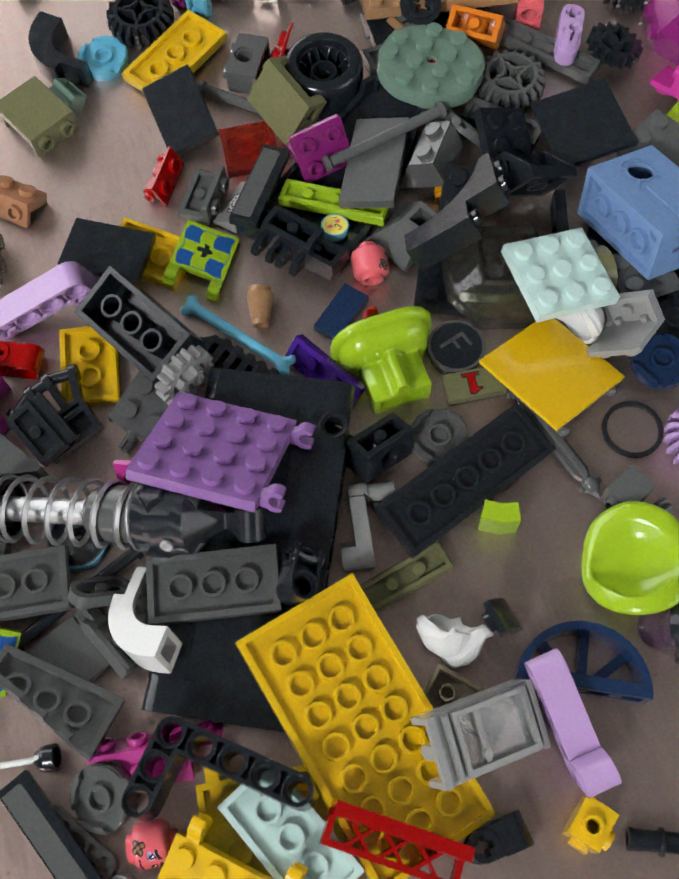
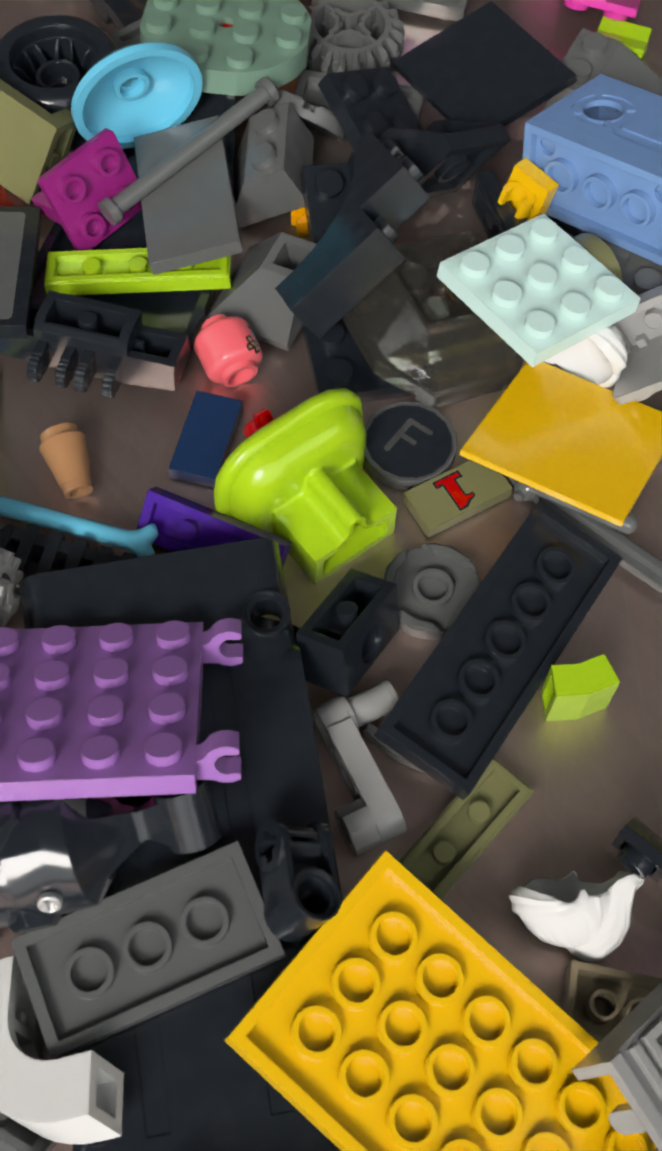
camera: 25 degrees left, 5 degrees down
(335, 227) = (156, 305): tile -> none
(362, 95) = (137, 92): none -> medium azure dish
(581, 209) = (528, 190): none -> yellow tile

